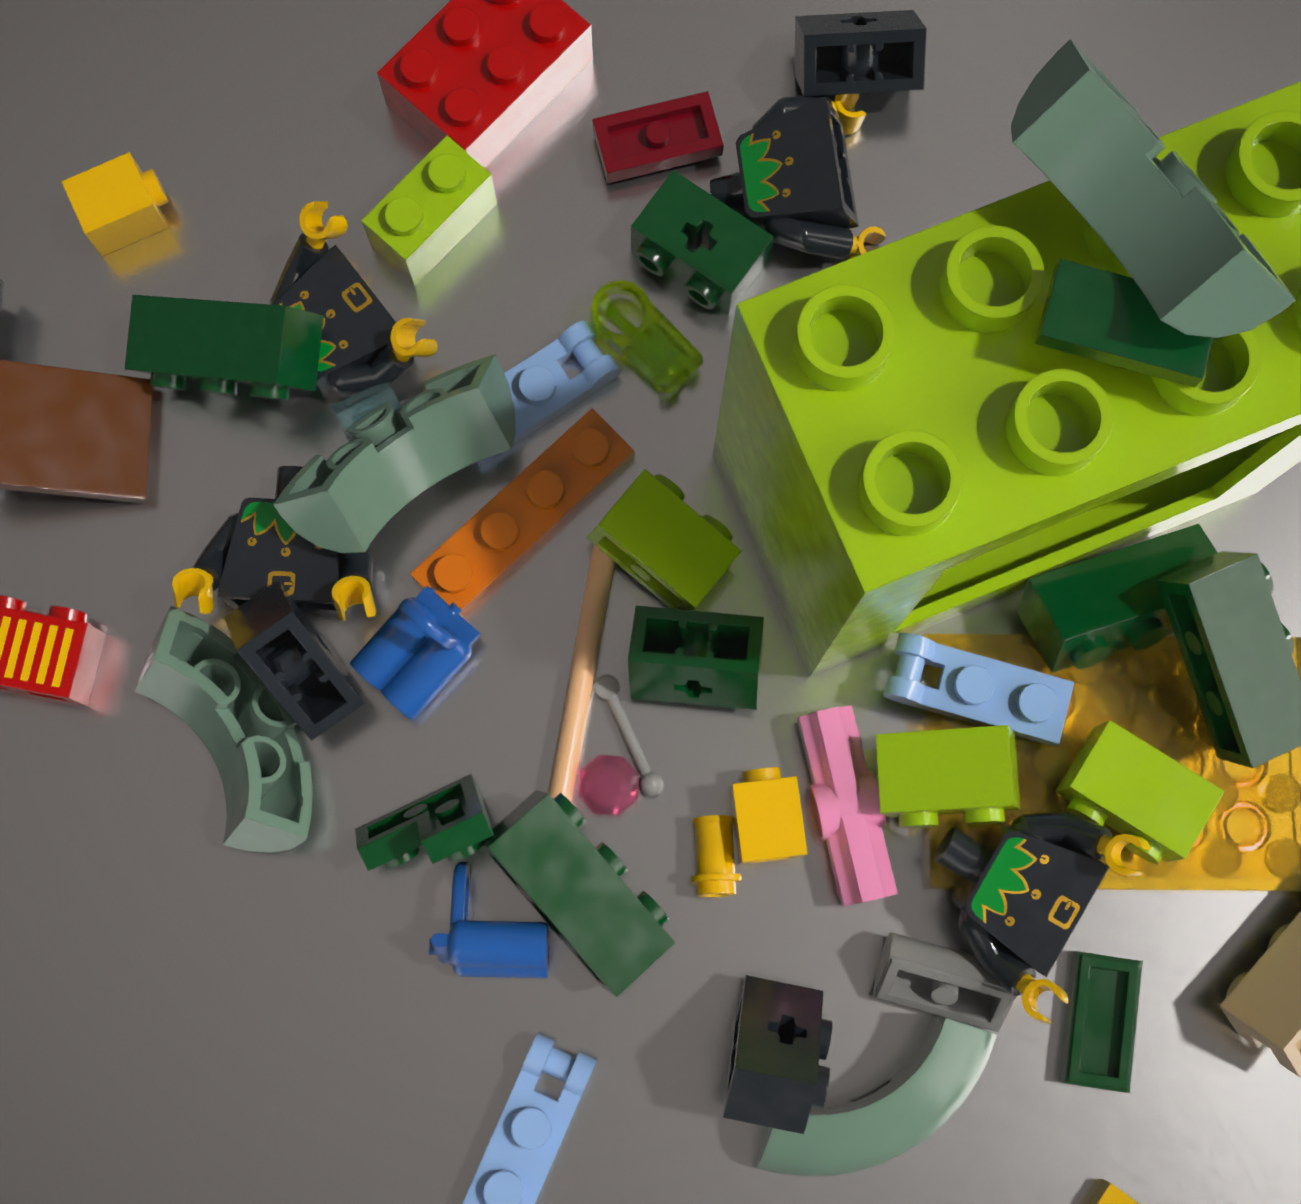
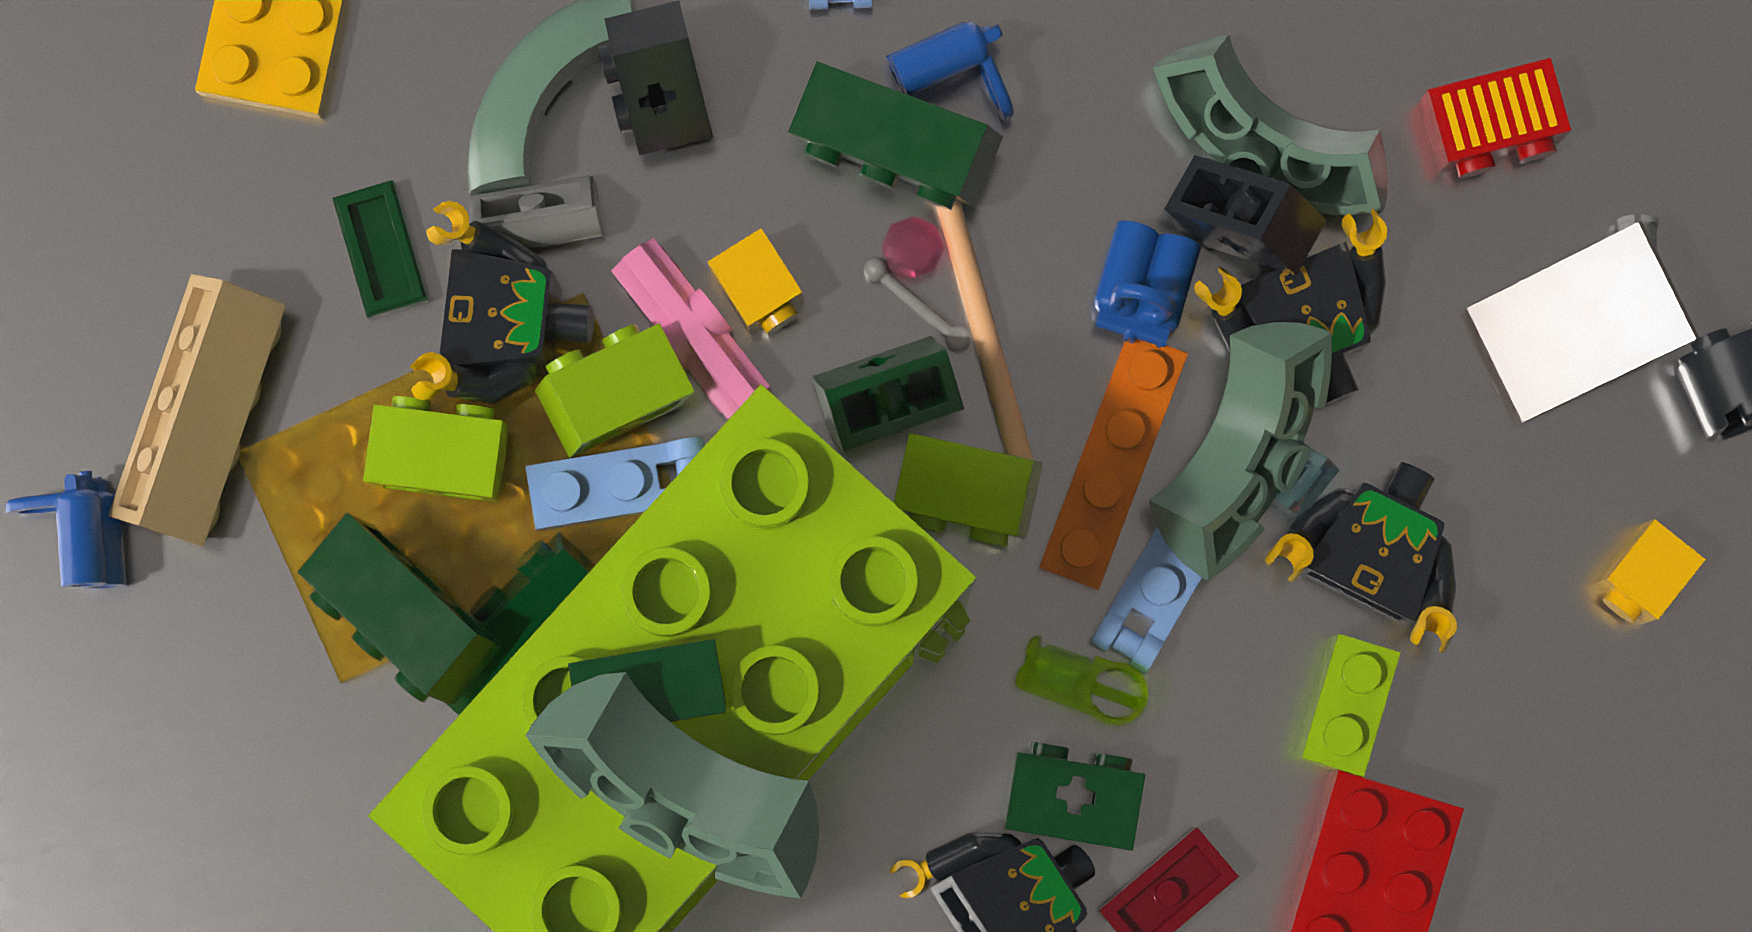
camera: 160 degrees right, 5 degrees up
(224, 345) = (1464, 471): dark green brick -> none
(445, 822) = (1046, 141): dark green plate -> none
(715, 857) = (787, 229): yellow pin -> none

